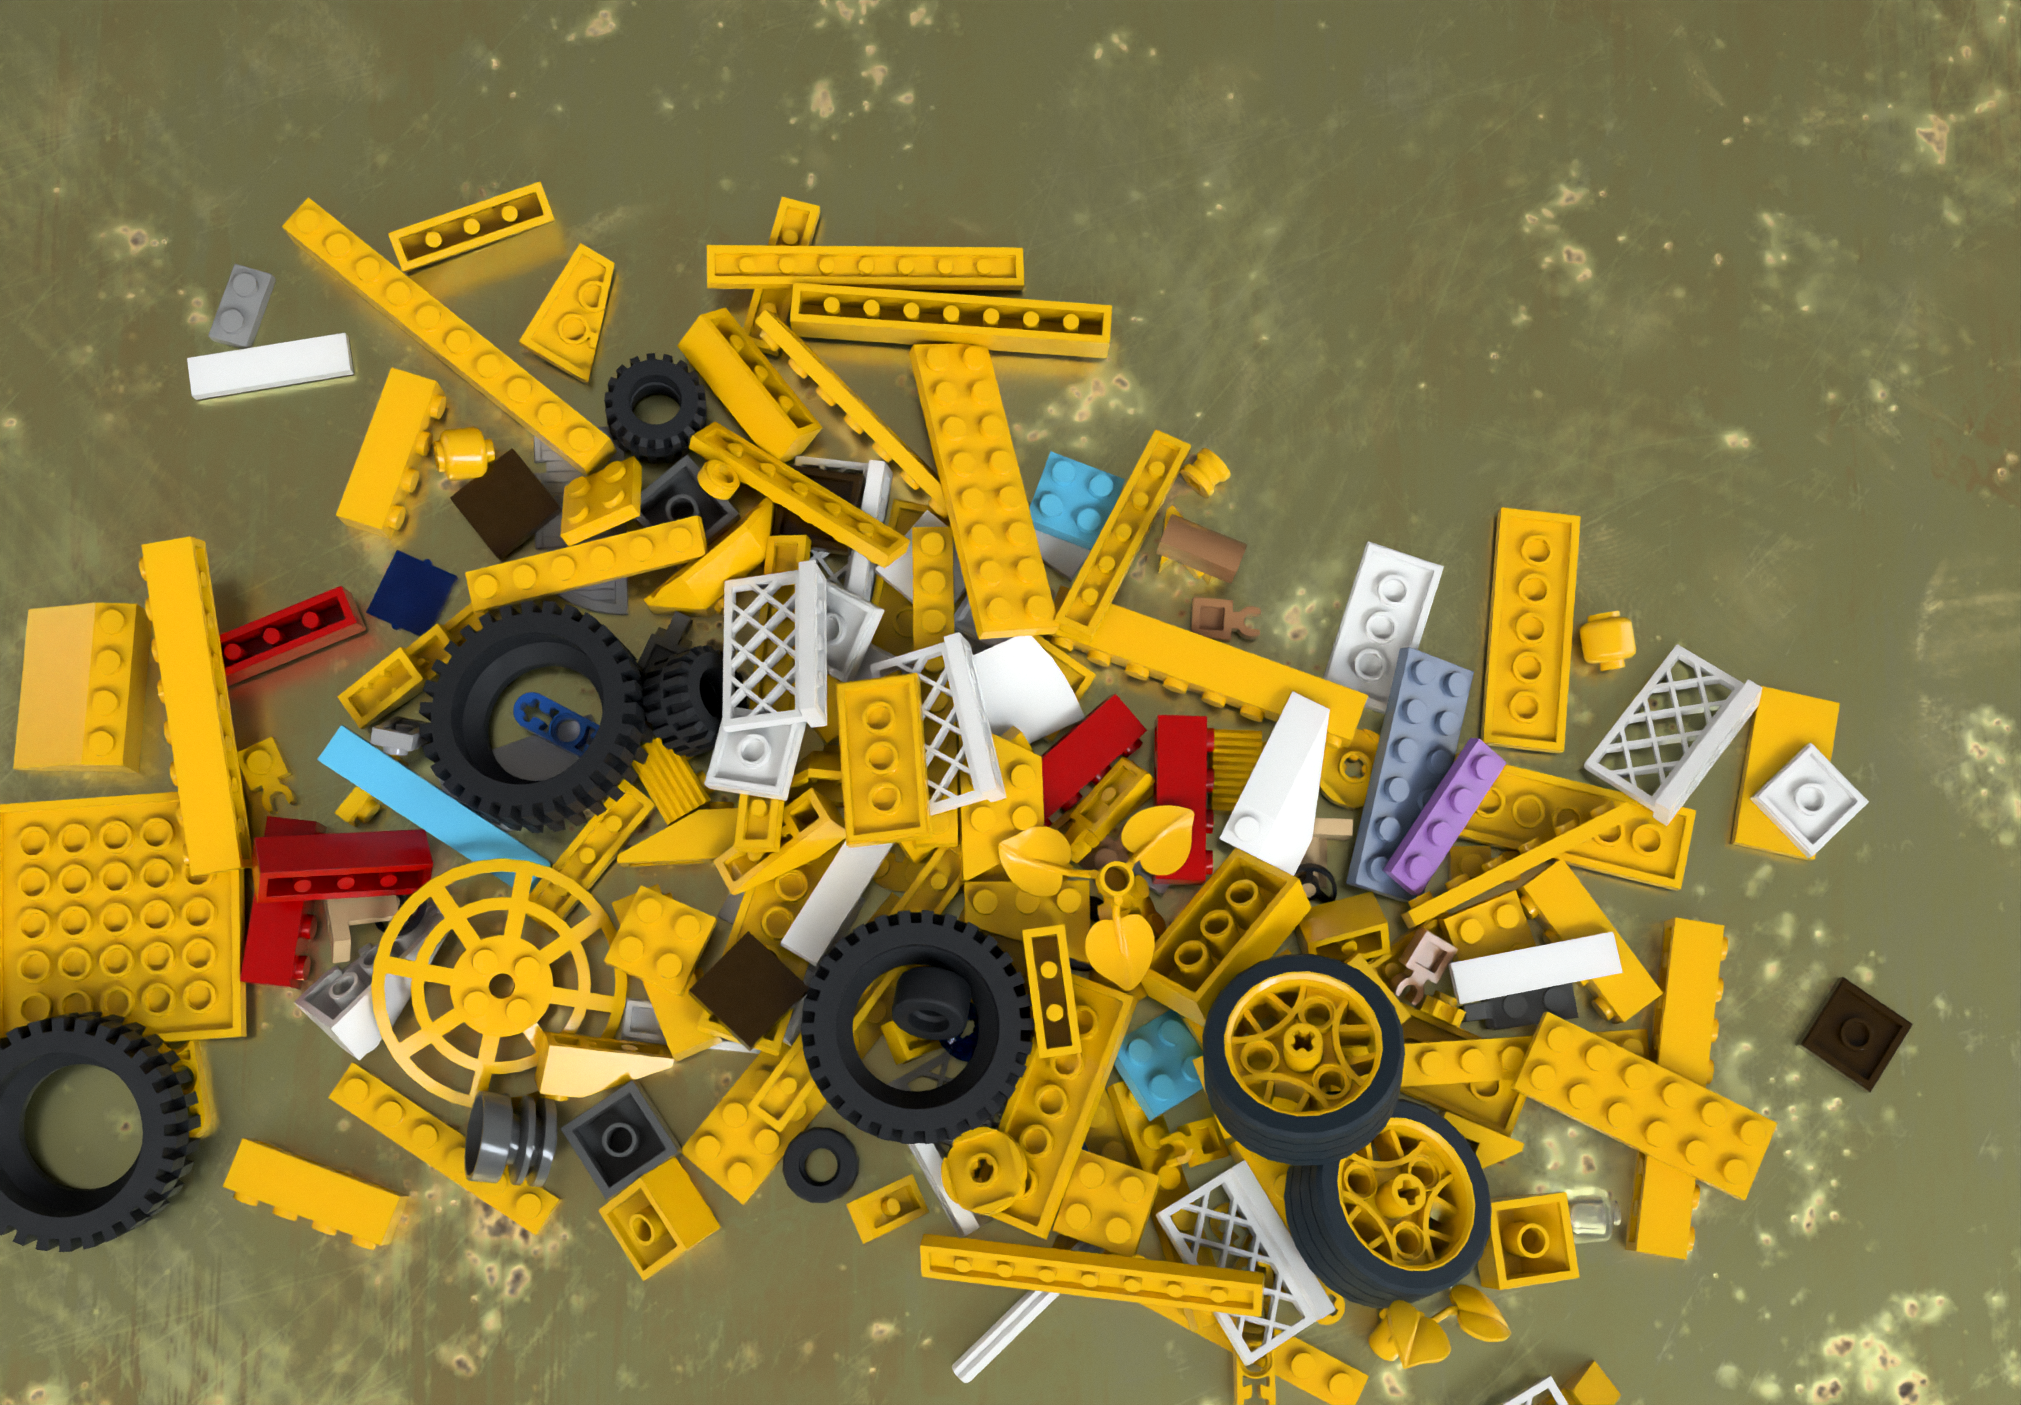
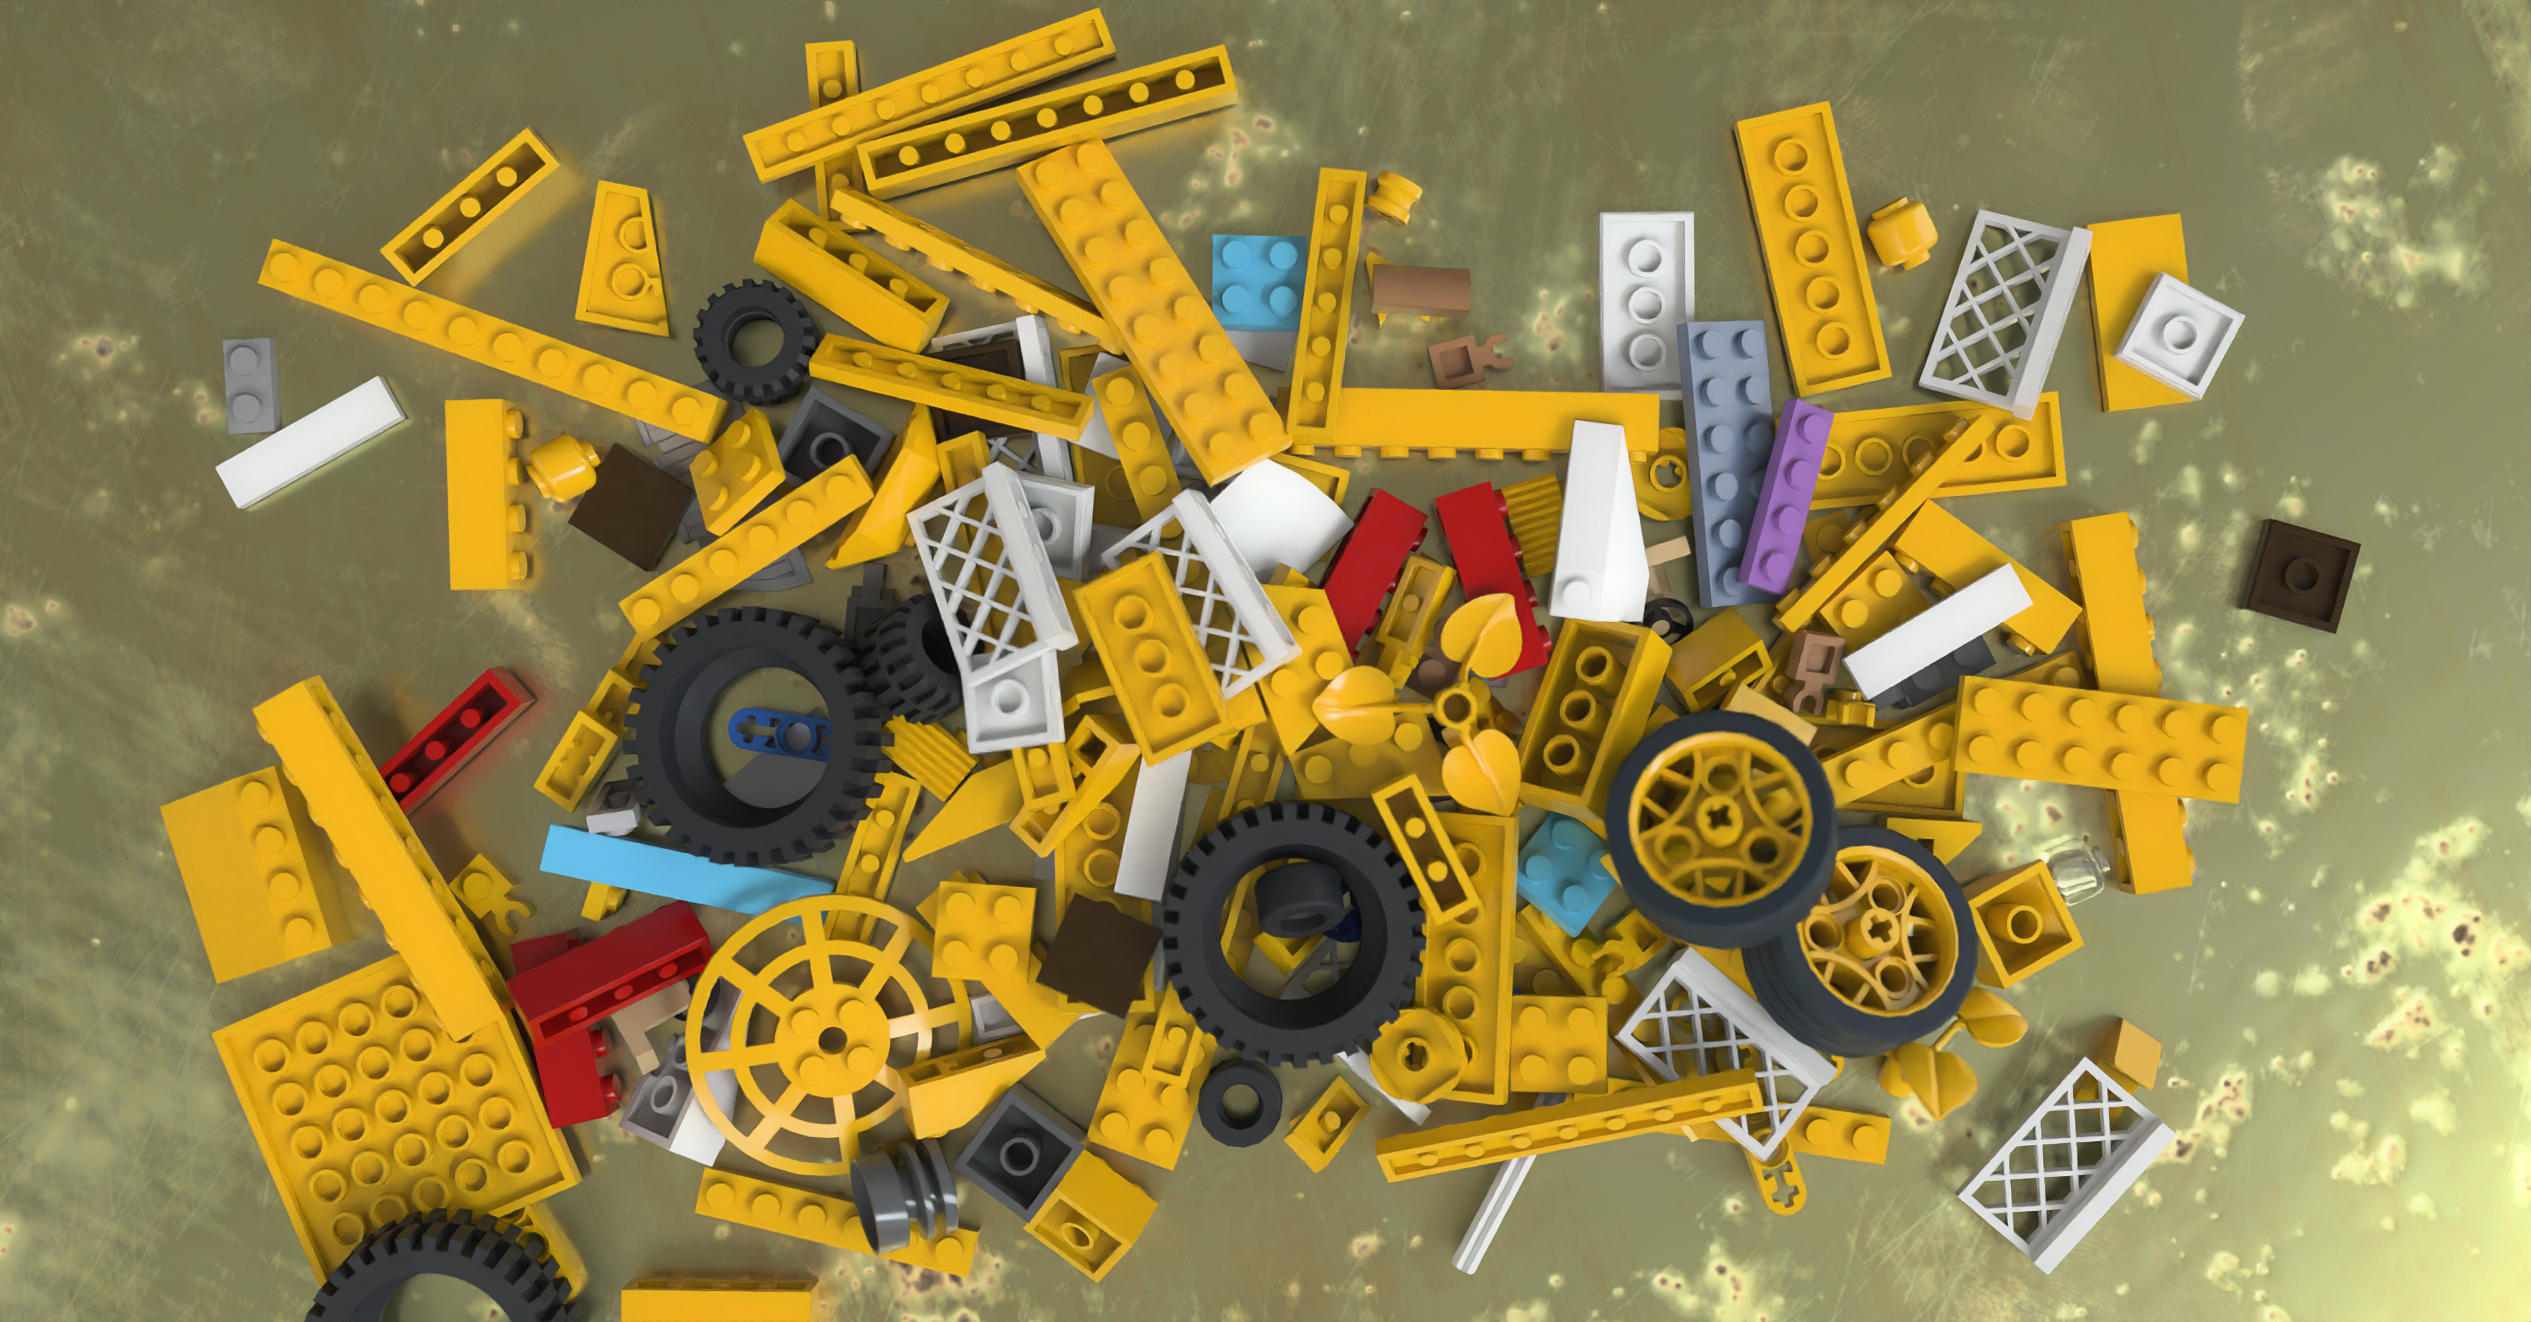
camera: 15 degrees left, 10 degrees up
(412, 594) = (569, 643): clear blue piece -> none
(718, 479) = (856, 403): yellow tile -> none

